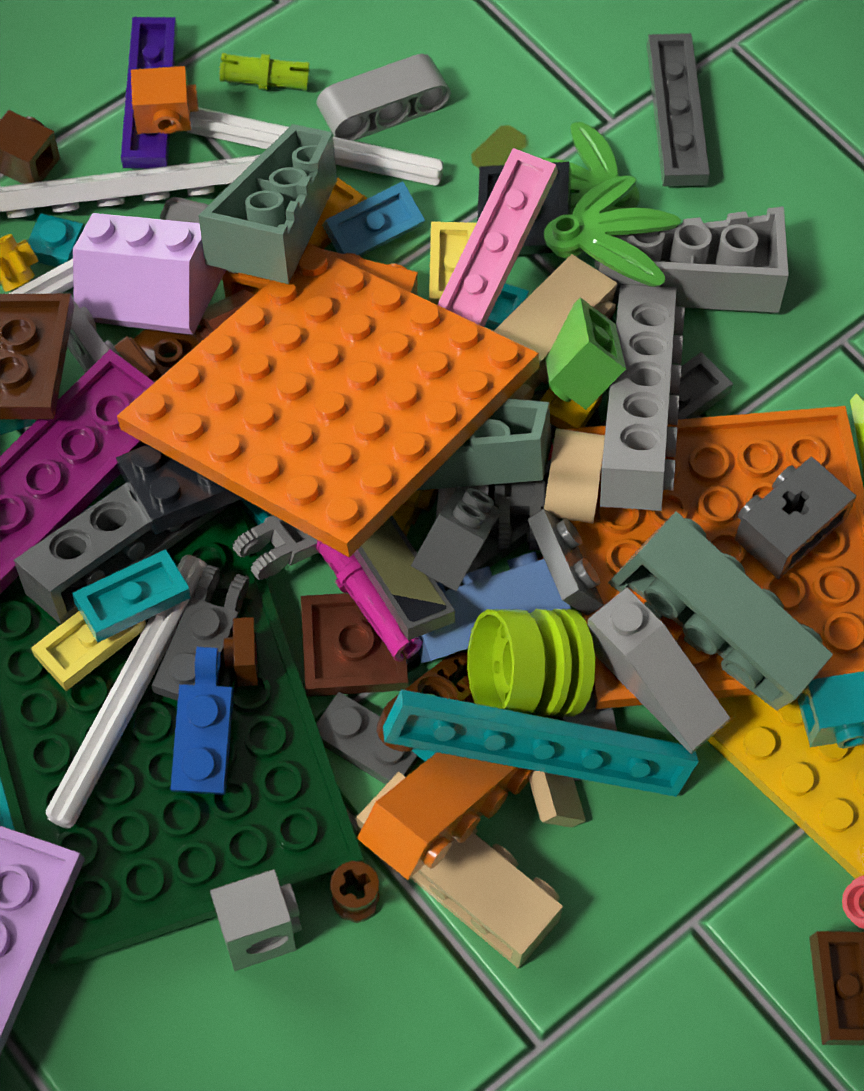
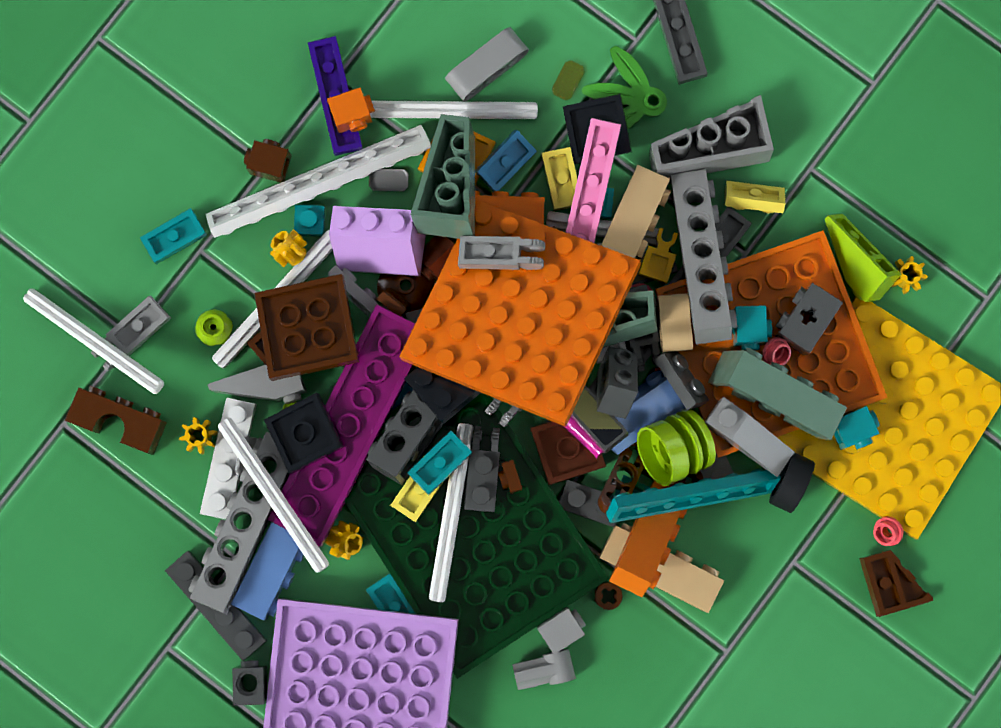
camera: 10 degrees left, 20 degrees up
(203, 729) = (502, 530): blue plate -> none
(224, 992) = (544, 670): none -> light grey piece
(264, 71) = (404, 61): lime pin -> none
(322, 301) = (499, 253): none -> light grey hinge
(556, 799) = (706, 517): tan tile -> none
(584, 356) = (664, 241): bright green slope -> none
(592, 231) = (647, 142): bright green plant -> none
(700, 497) = (752, 327): none -> teal brick
(715, 774) = (793, 483): none -> black tyre
(727, 346) = (754, 197): none -> light yellow plate
(740, 545) = (776, 351): none -> coral plate

